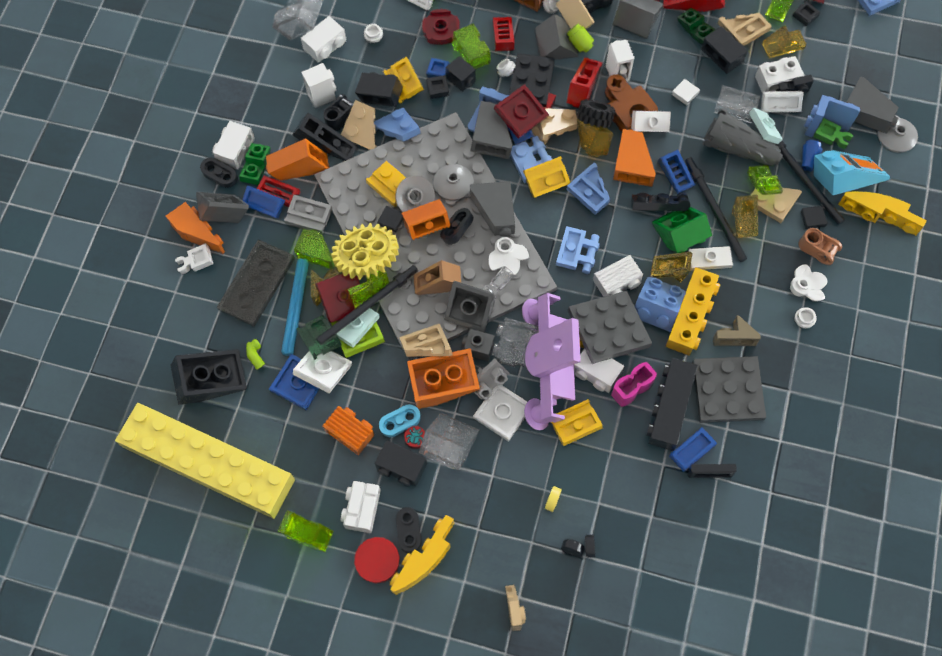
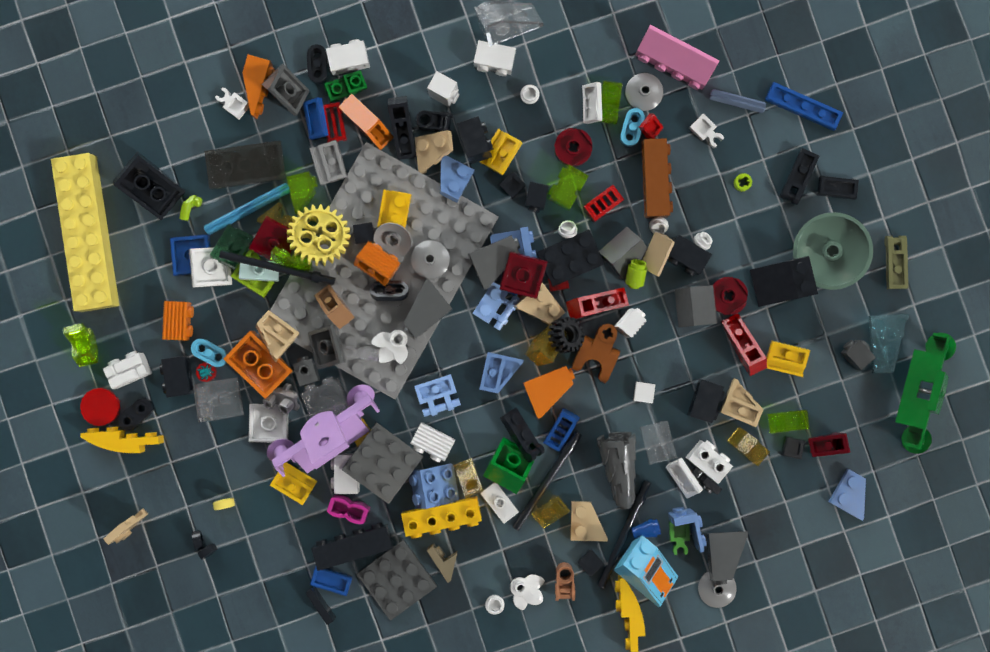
camera: 55 degrees right, 20 degrees up
(437, 68) = (531, 172): blue tile -> none
(546, 177) = (484, 330): yellow plate -> none
(651, 121) = (591, 382): white plate -> none
(694, 24) = (717, 363): dark green slope -> none
(764, 181) = (594, 507): clear neon green slope -> none
(765, 126) = (645, 479): light aqua plate -> none

